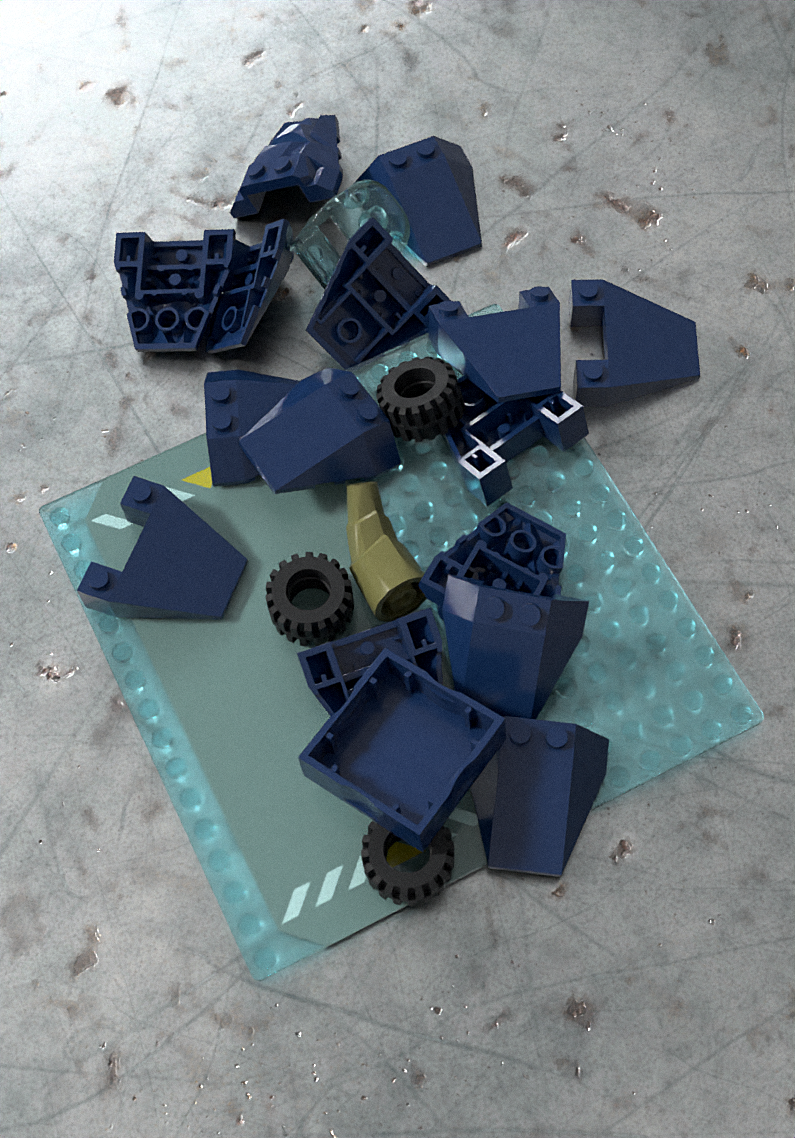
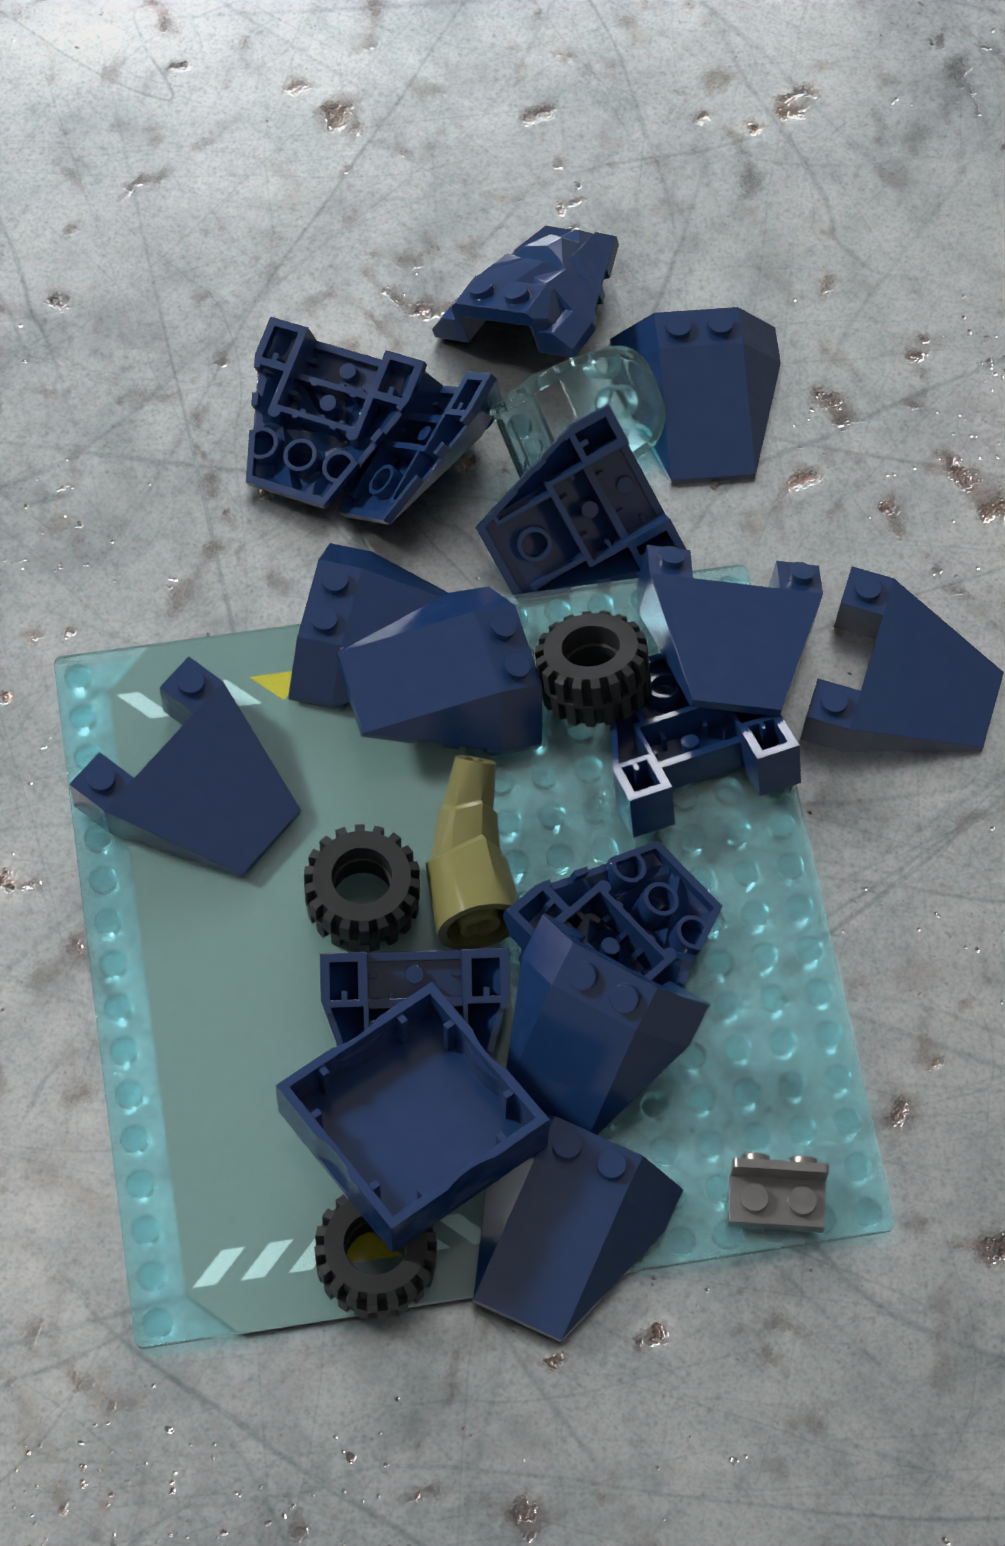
camera: 10 degrees right, 0 degrees up
(676, 720) = (777, 1193): none -> flat silver bracket

